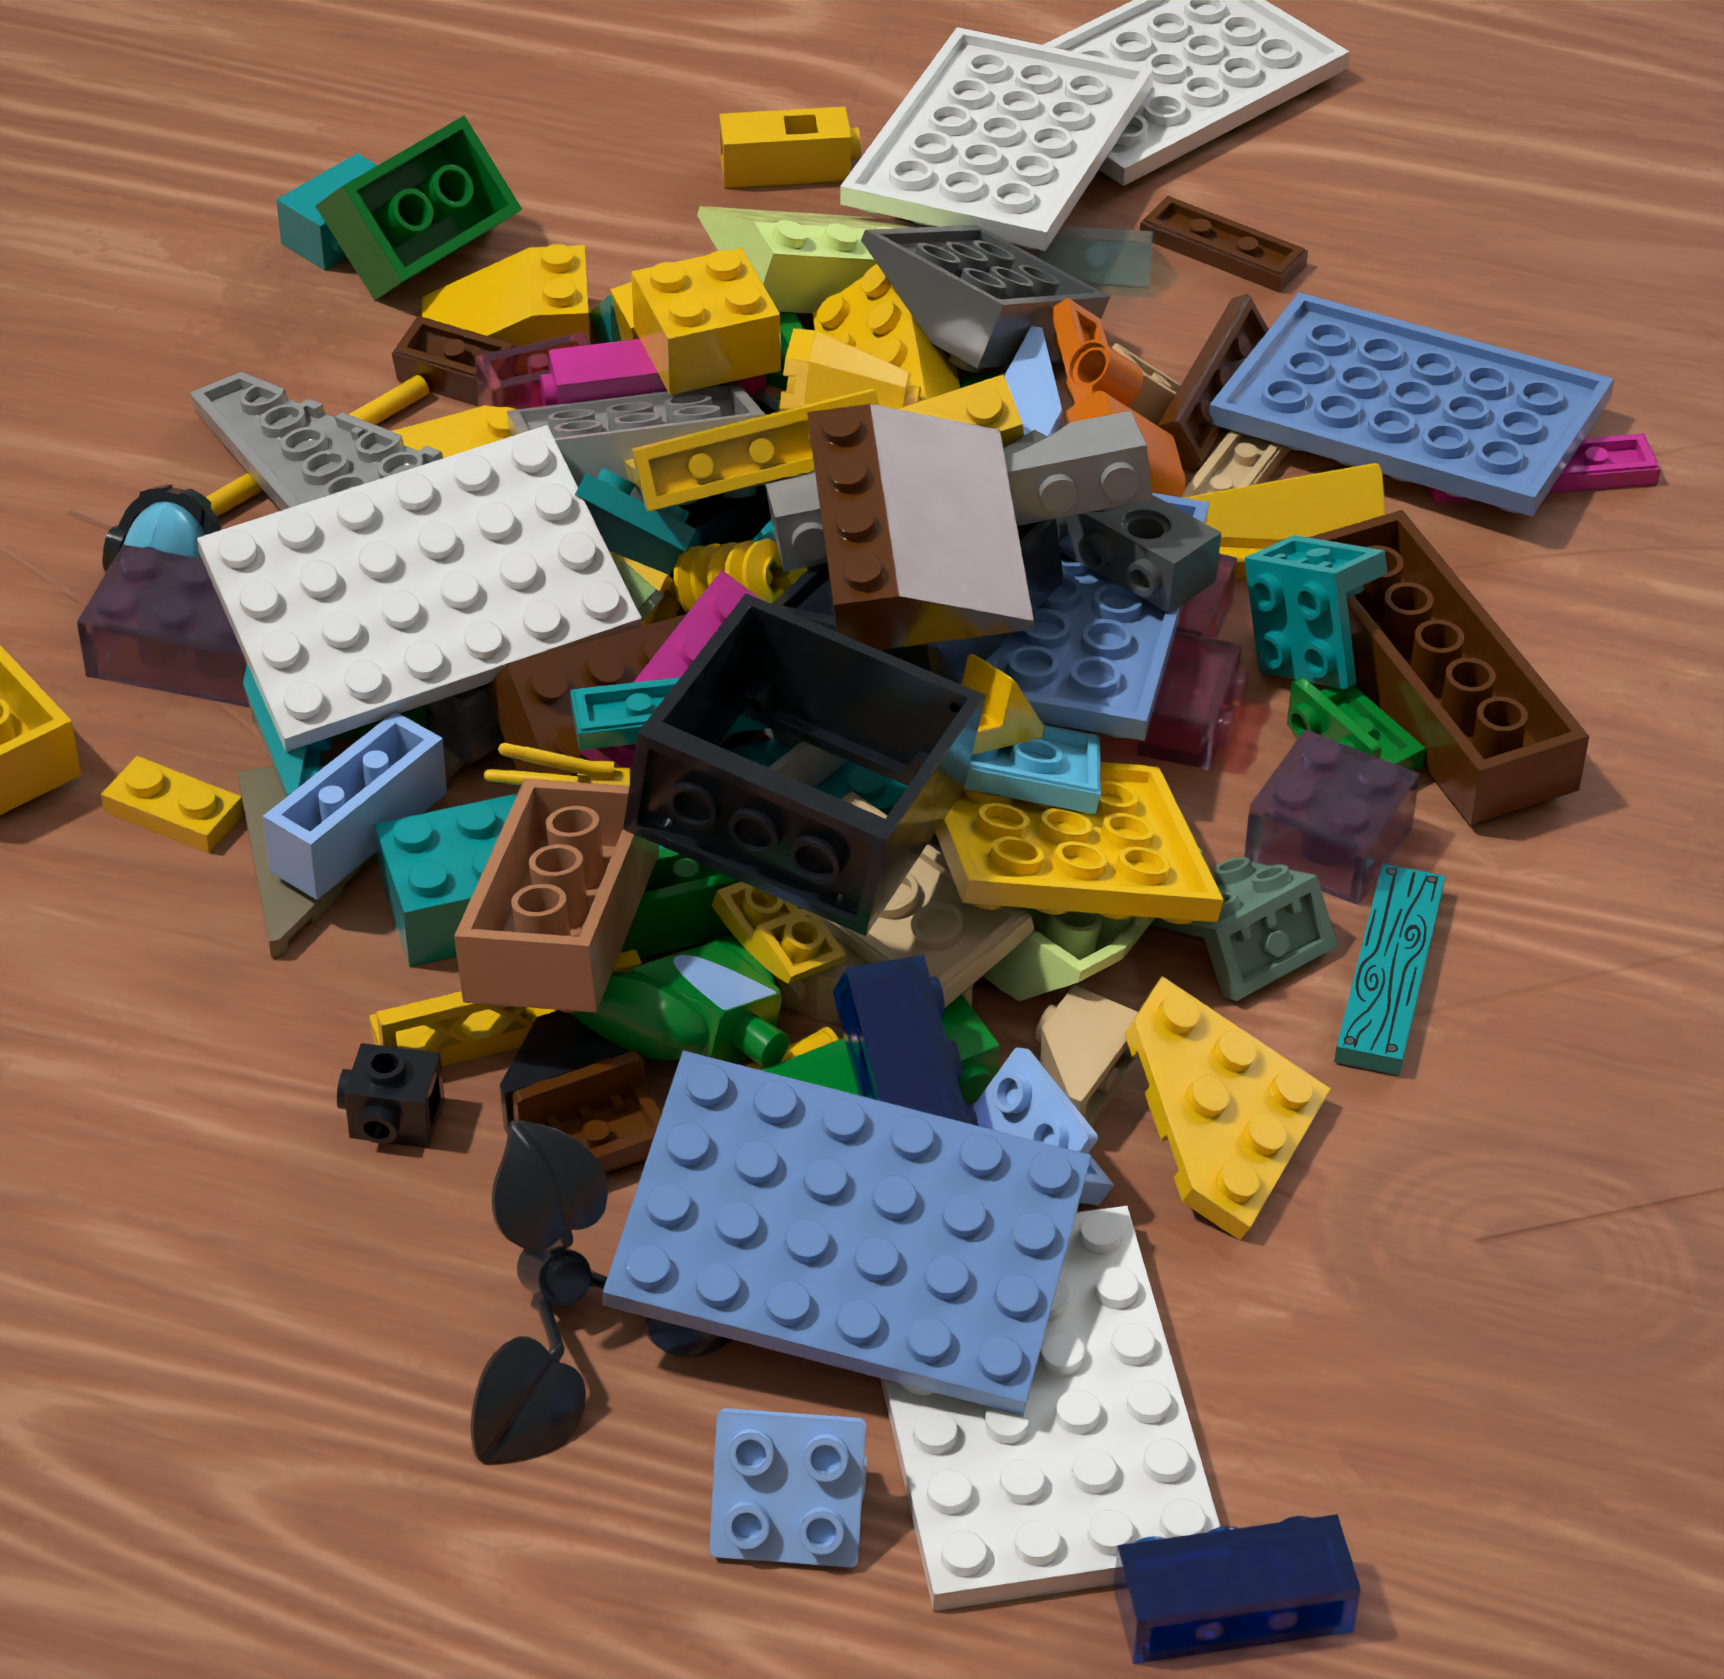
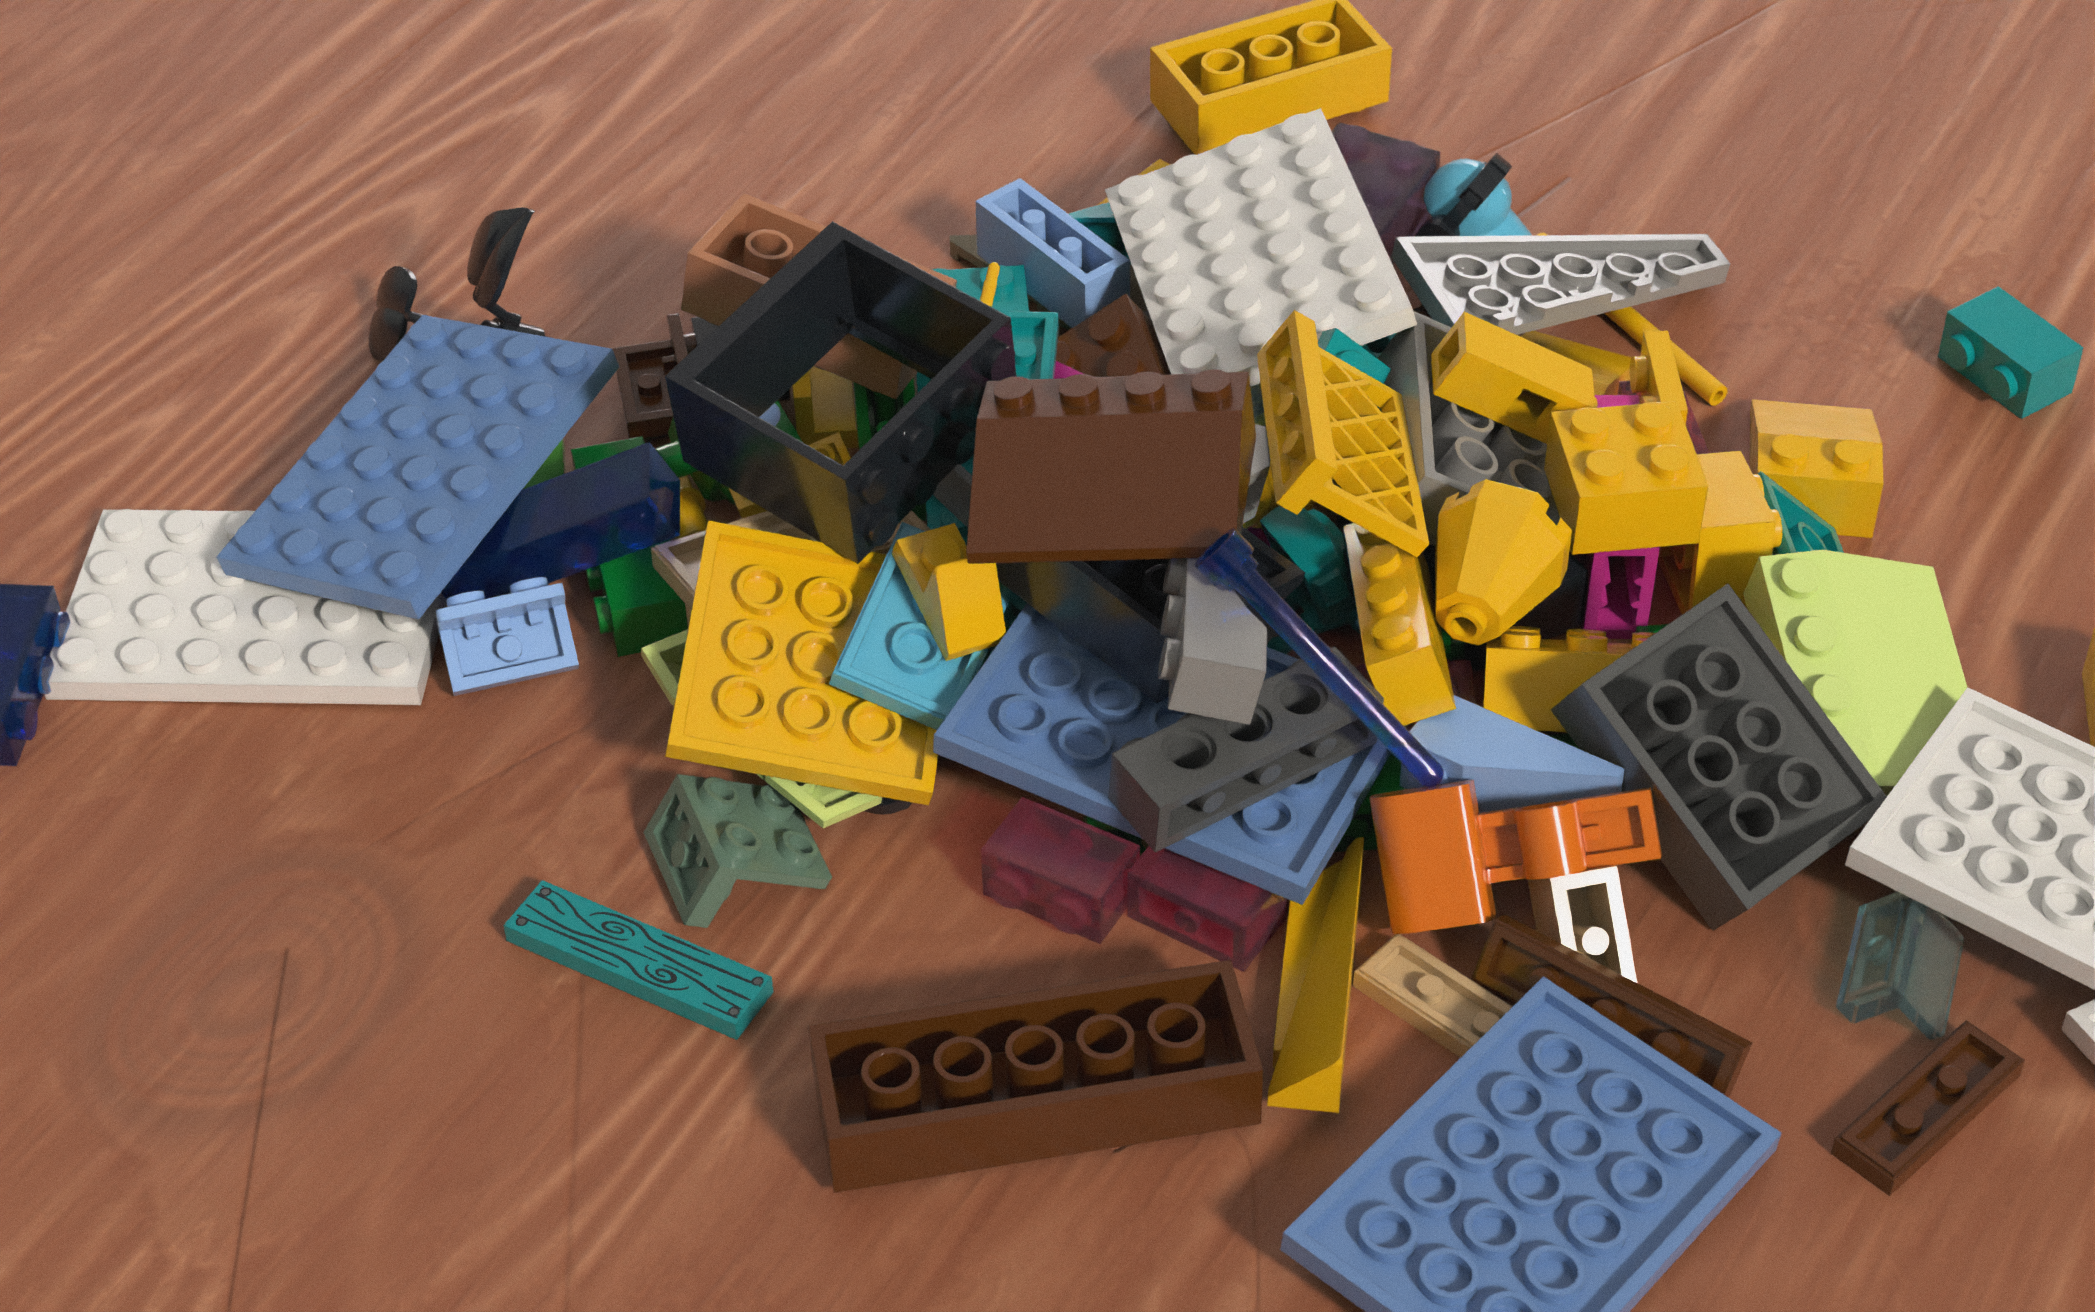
camera: 105 degrees right, 0 degrees up
(418, 207) = (1969, 376): green brick -> none
(443, 357) = (1736, 397): reddish brown slope -> none
(522, 340) = (1656, 372): none -> yellow plate
(599, 387) = (1508, 377): none -> yellow brick
(788, 1487) = (240, 439): light blue bracket -> none
(1029, 427) = (1231, 565): none -> clear blue piece
(1087, 1049) = (596, 692): tan slope -> none
(1221, 1104) = (498, 766): yellow plate -> none
(1302, 607) = (1123, 936): teal bracket -> none
(1332, 815) = (840, 936): brick -> none
(1352, 721) = (961, 968): green bracket -> none

